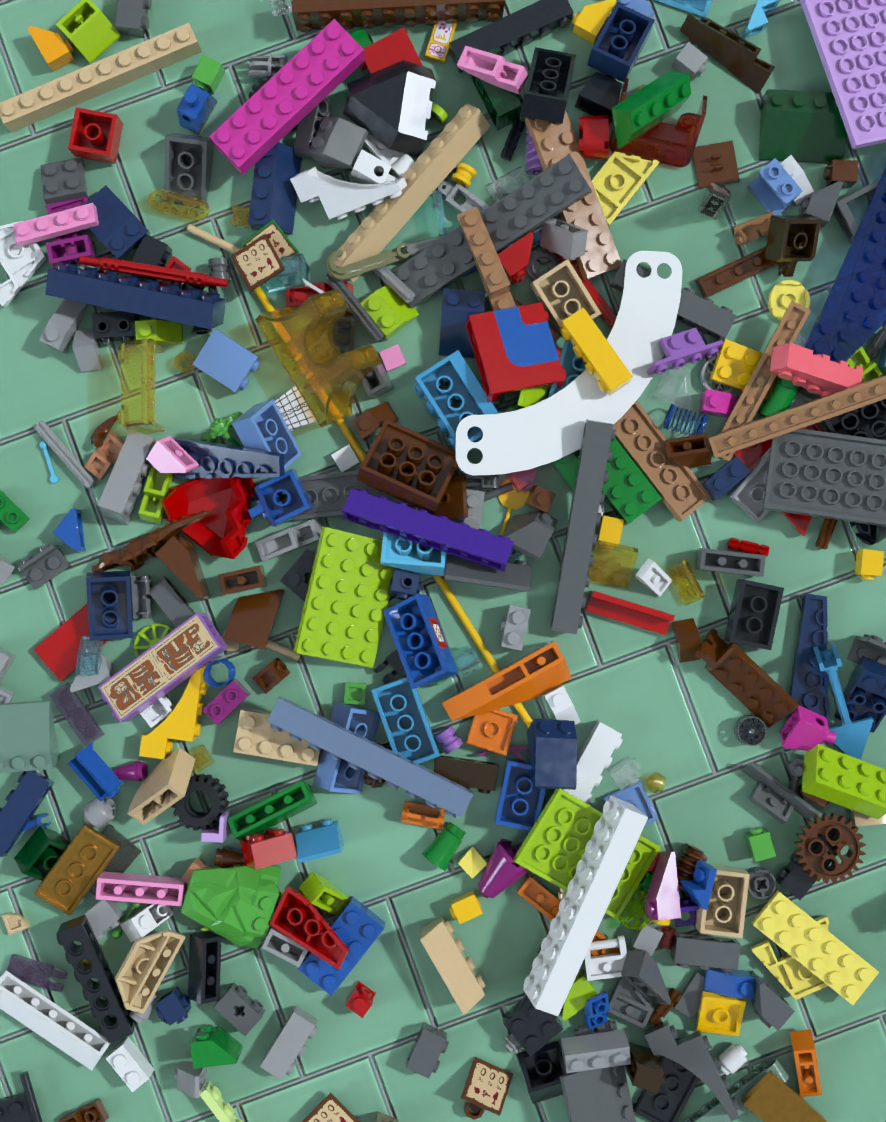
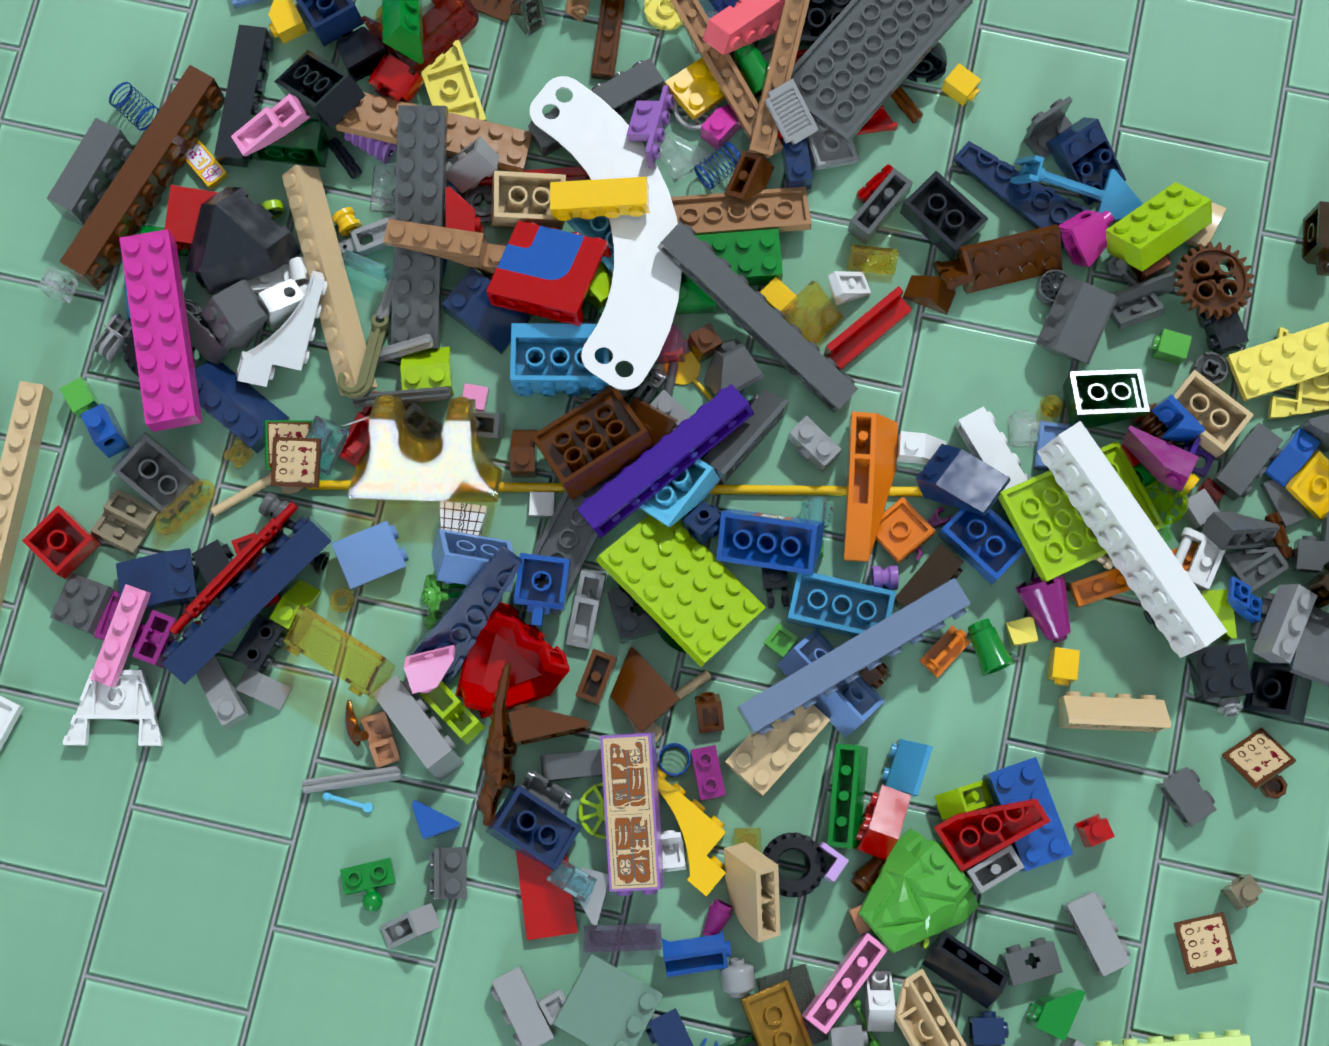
camera: 55 degrees left, 10 degrees down
(141, 170) = (125, 522): none -> dark tan slope
(687, 819) = (1104, 396): none -> dark green slope
(732, 764) = (1076, 320): none -> dark grey slope
(757, 450) = (790, 112): none -> light grey window

